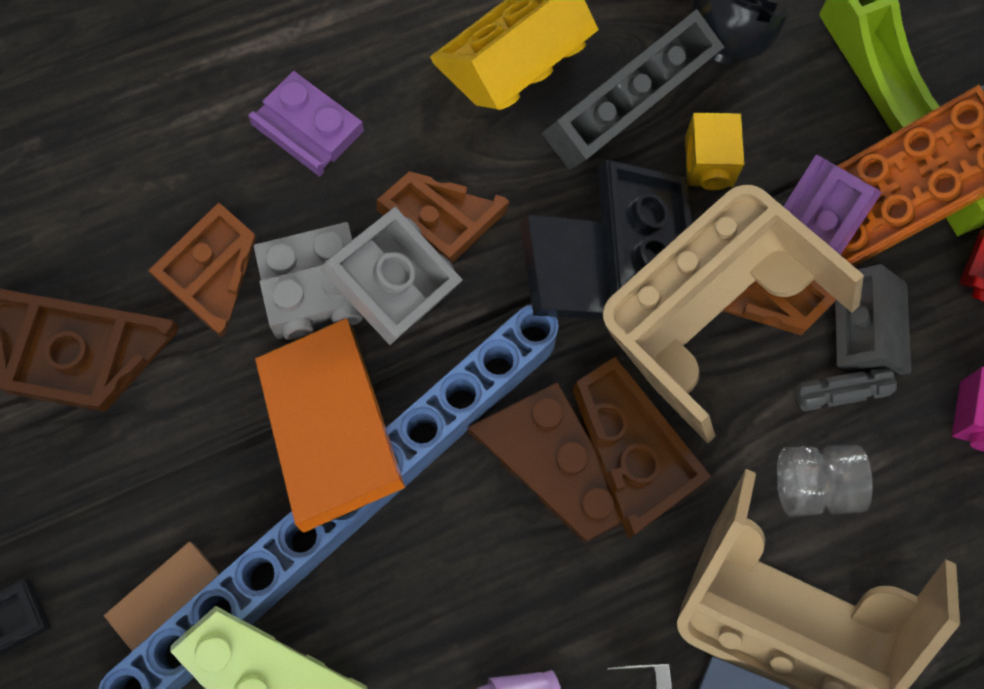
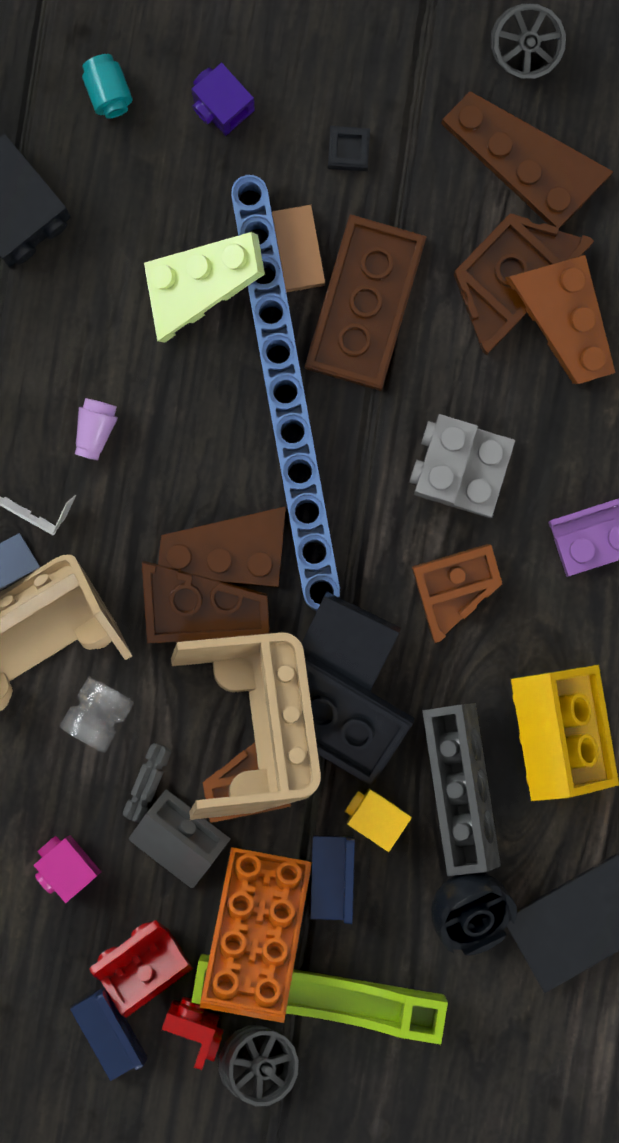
camera: 125 degrees right, 15 degrees up
(83, 267) = (569, 316): none -> dark orange wing
(181, 488) = (365, 302): none -> reddish brown tile
(208, 267) = (516, 399): dark orange wing -> none
(327, 426) = (342, 410): orange tile -> none
(391, 274) = (421, 518): light grey plate -> none
(783, 158) = (332, 878): none -> dark blue panel
(831, 202) = (273, 851): medium lavender plate -> none

